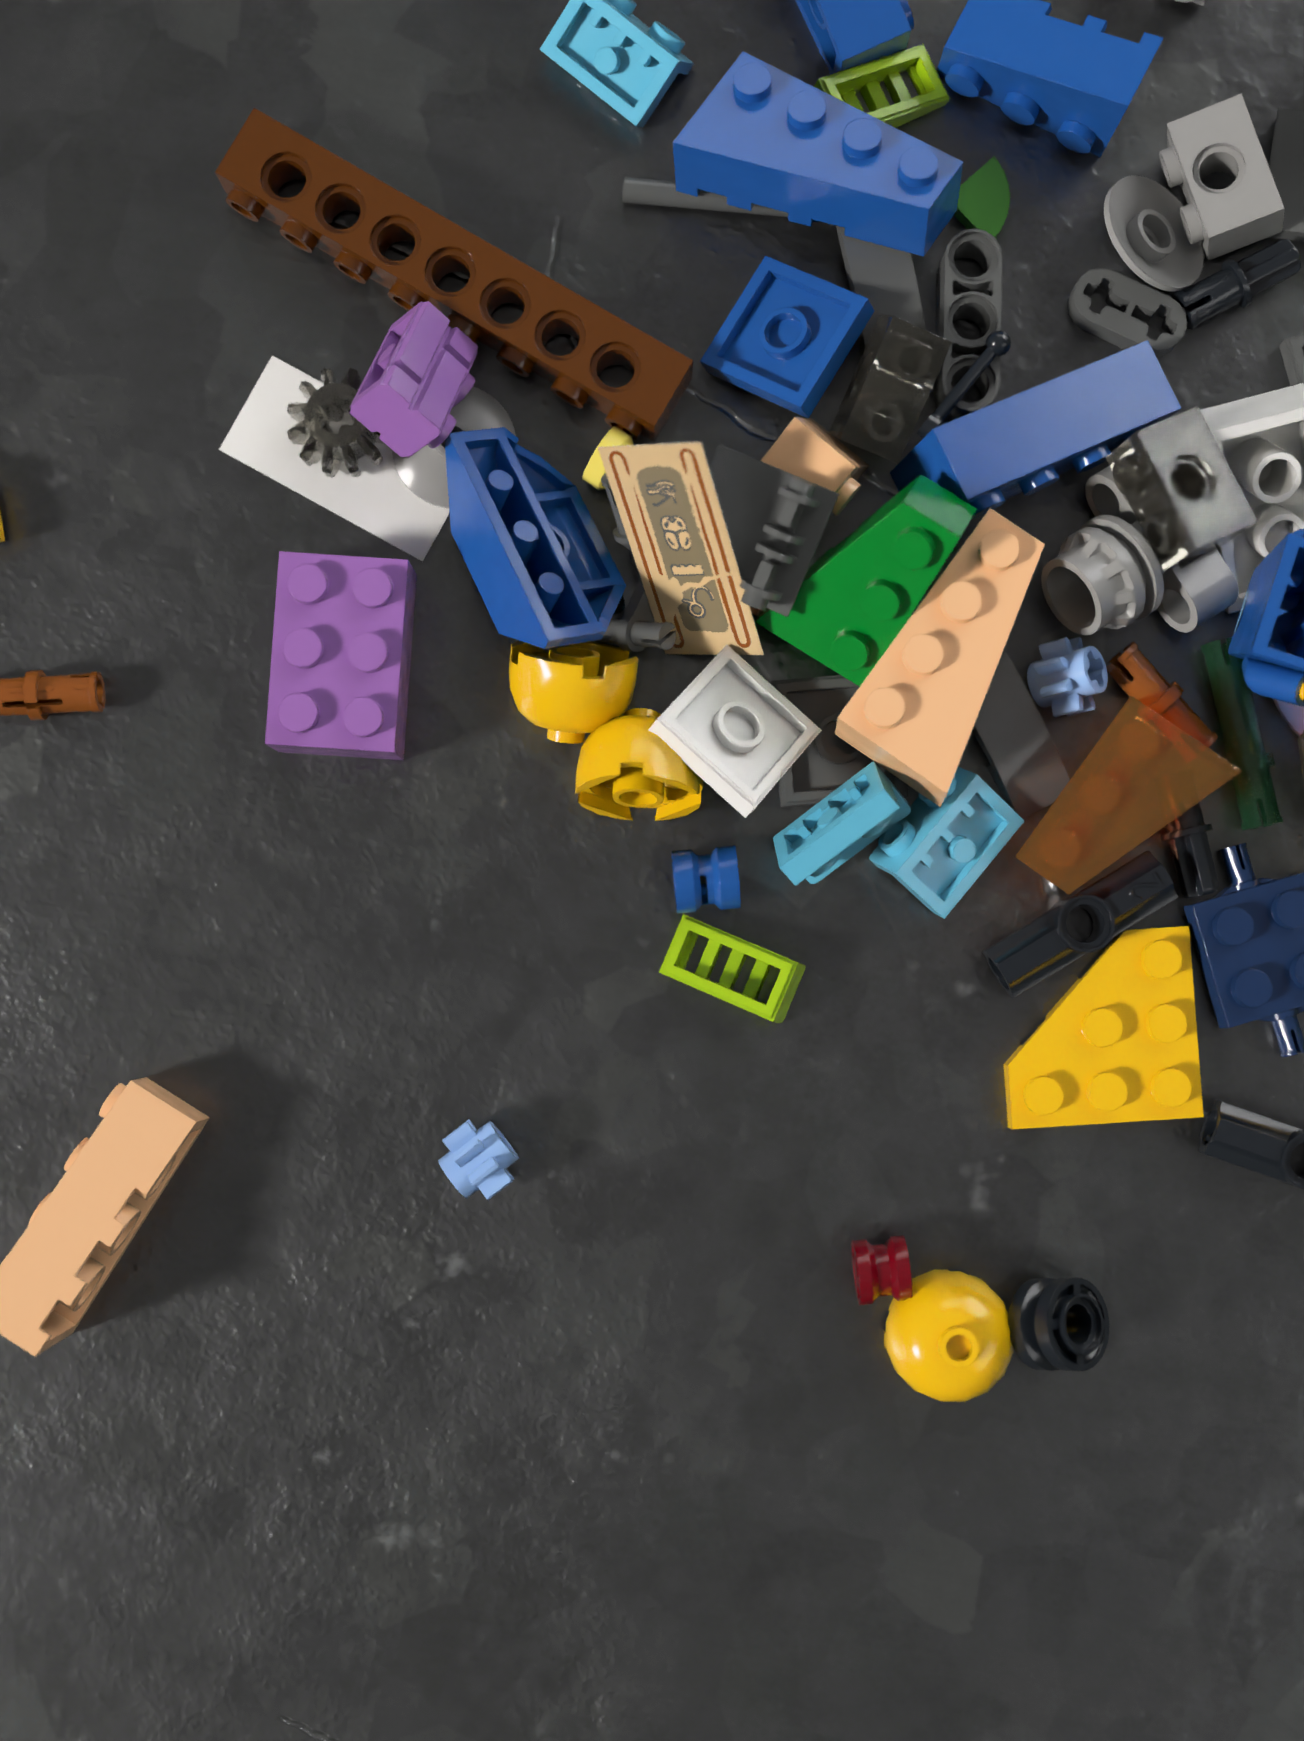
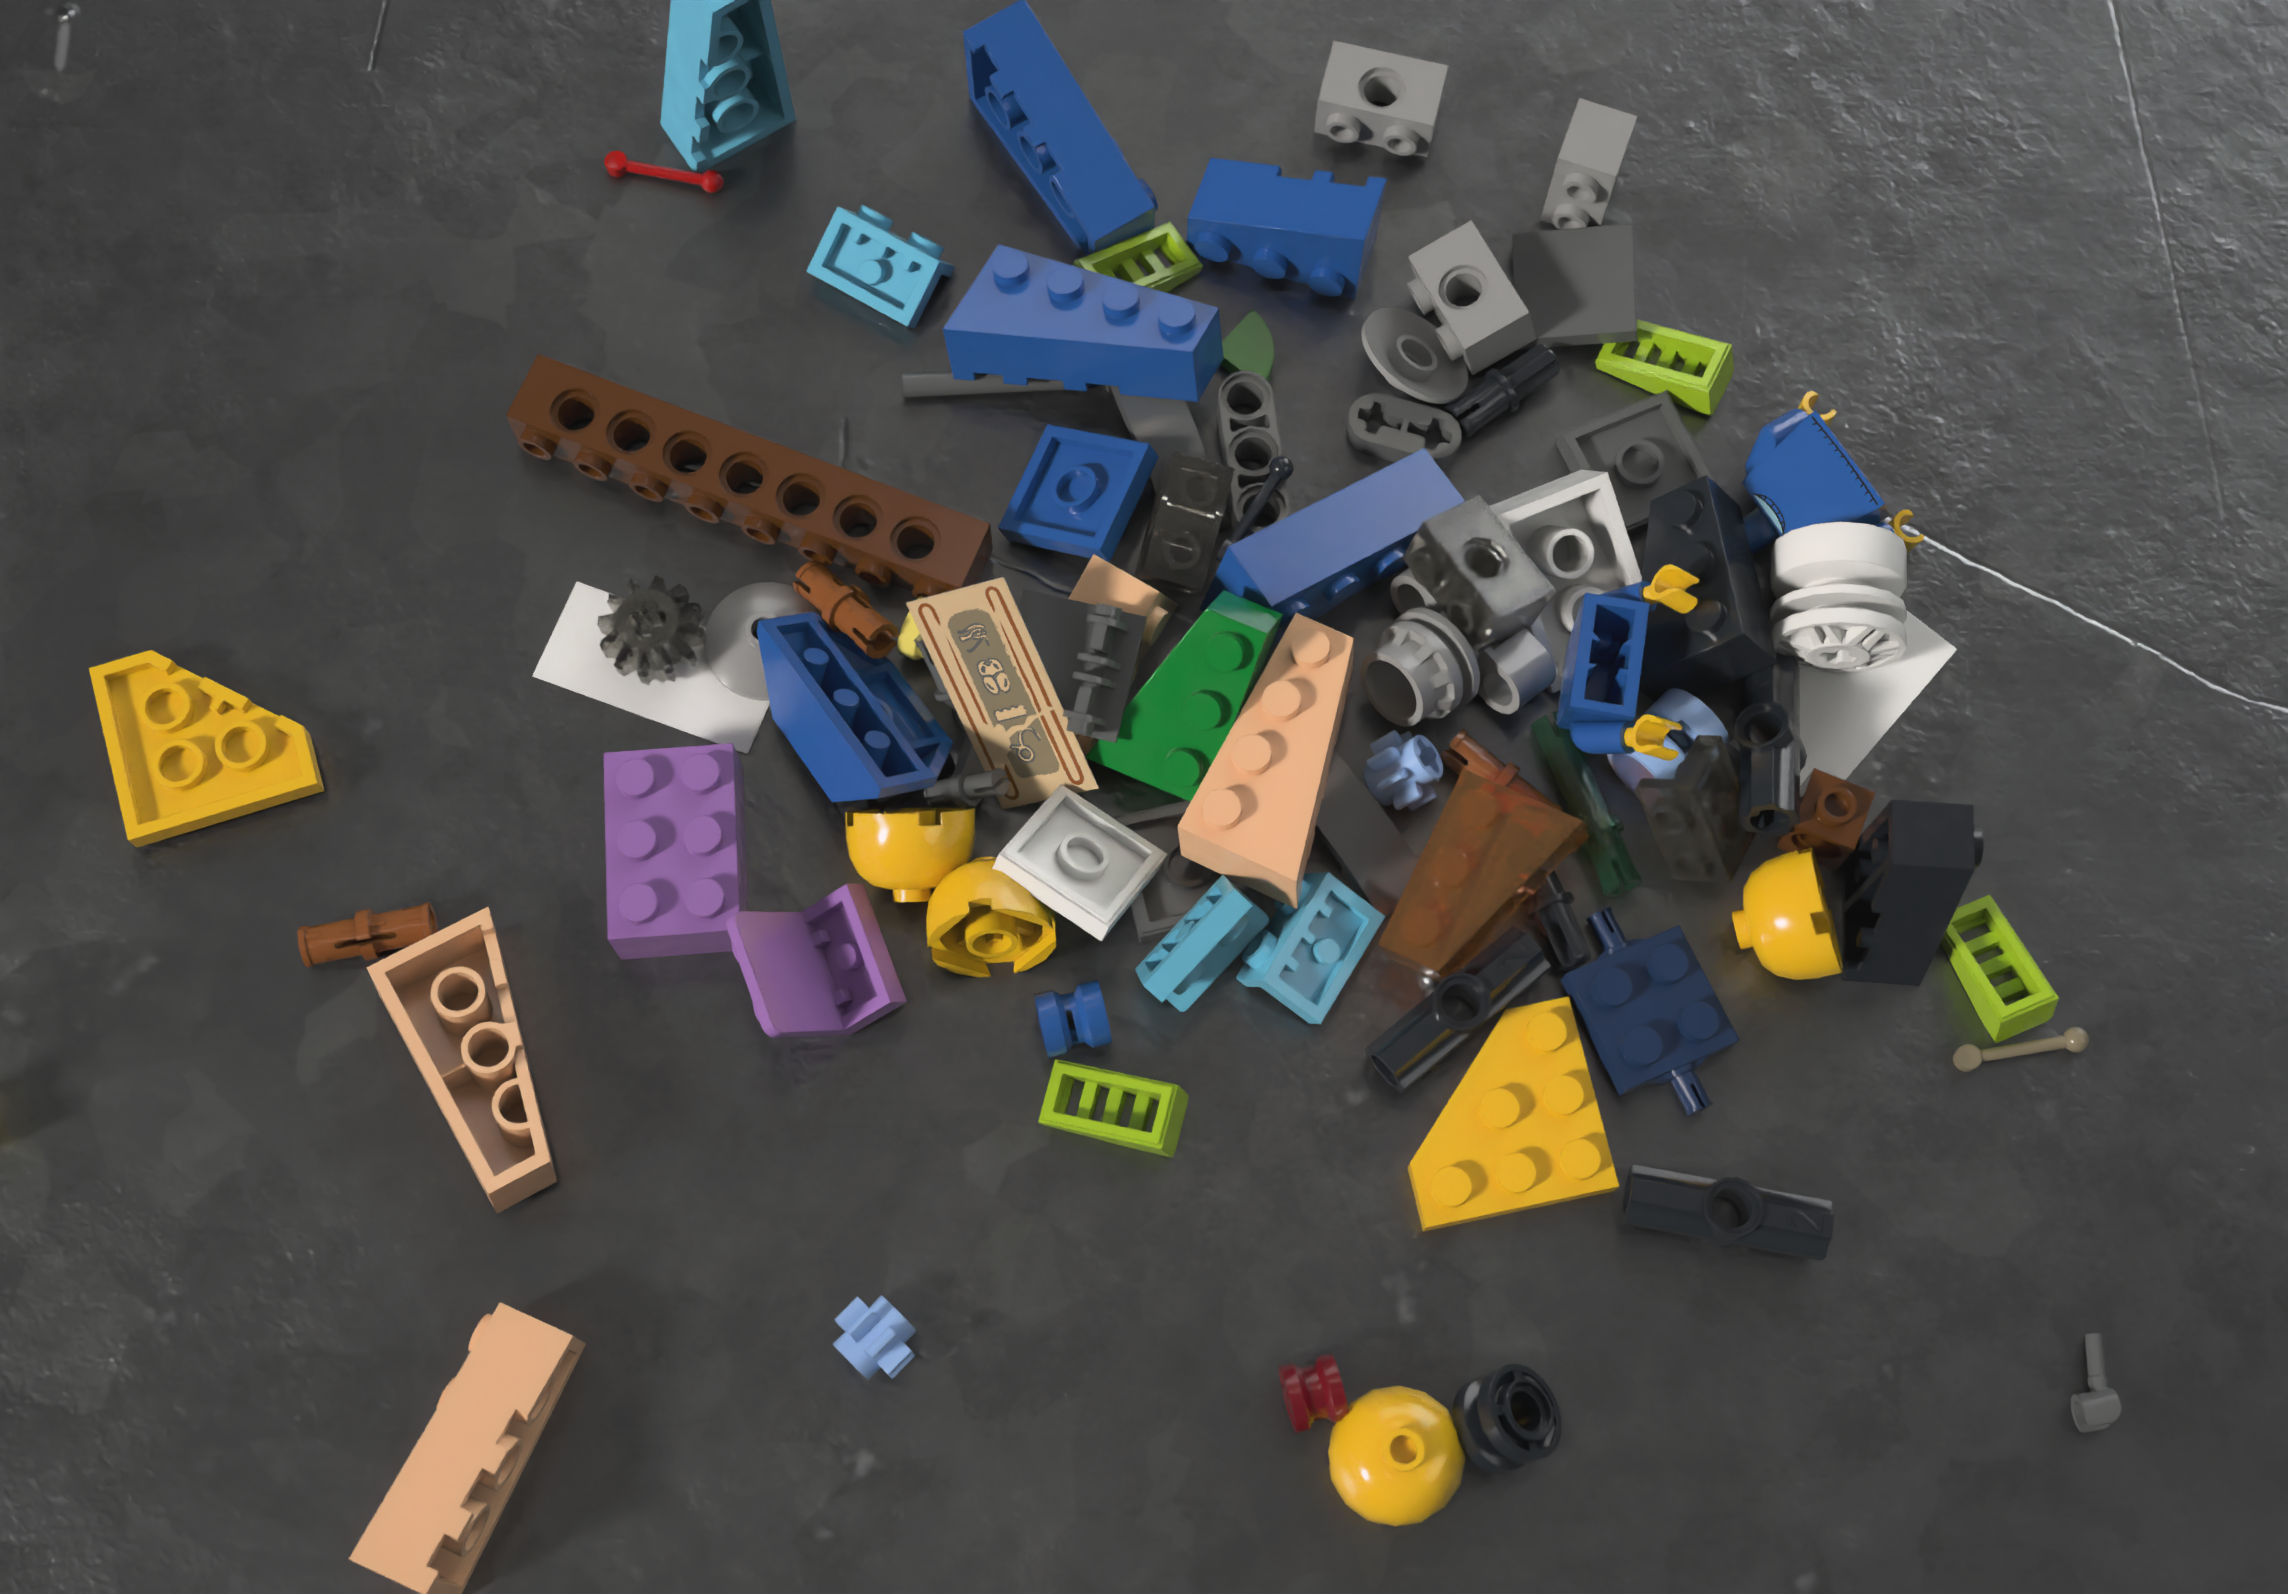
camera: 10 degrees left, 15 degrees down
(122, 823) = (466, 1039): none -> light nougat wedge
(416, 381) = (722, 578): medium lavender brick -> none
(463, 794) = (816, 967): none -> medium lavender bracket
(537, 428) = (846, 609): none -> dark orange pin

